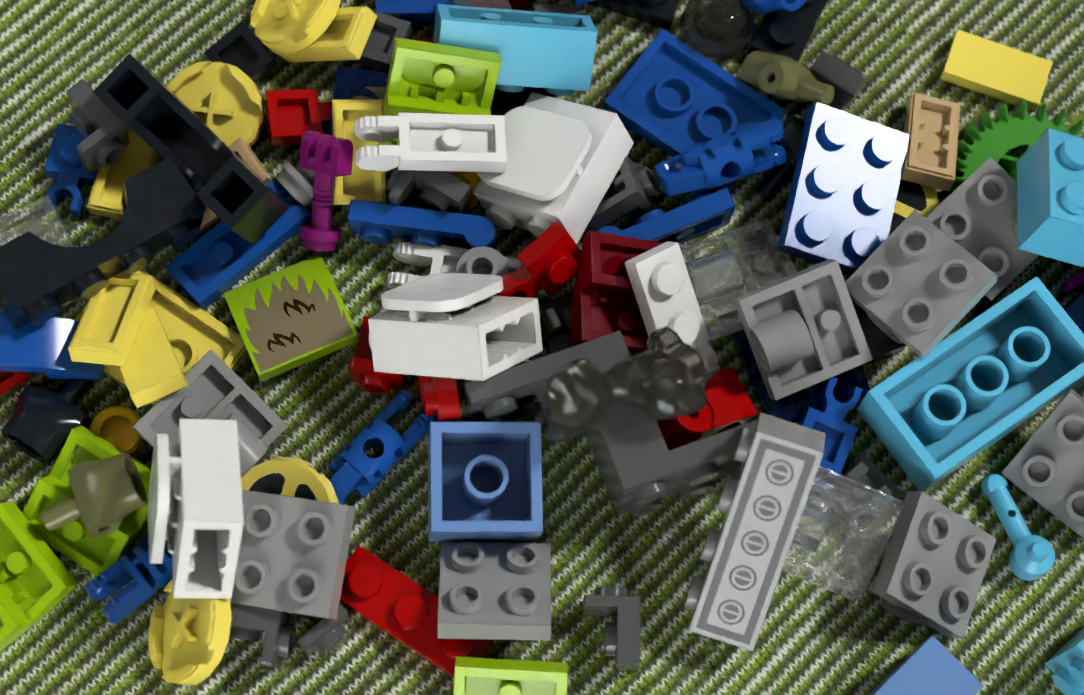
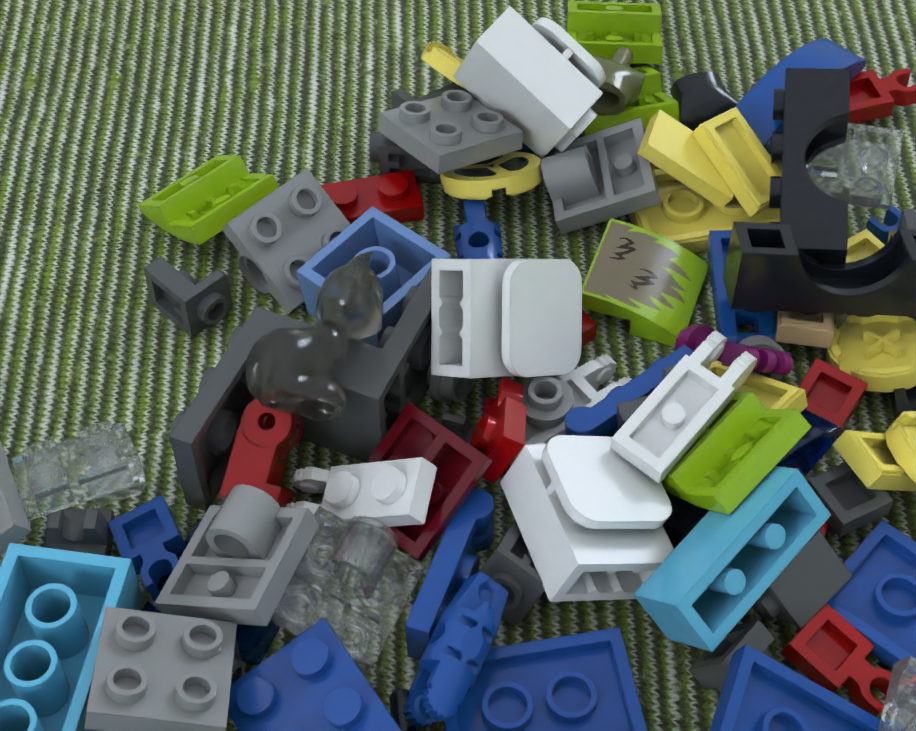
camera: 140 degrees right, 20 degrees down
(756, 530) = (133, 381): light grey brick -> none

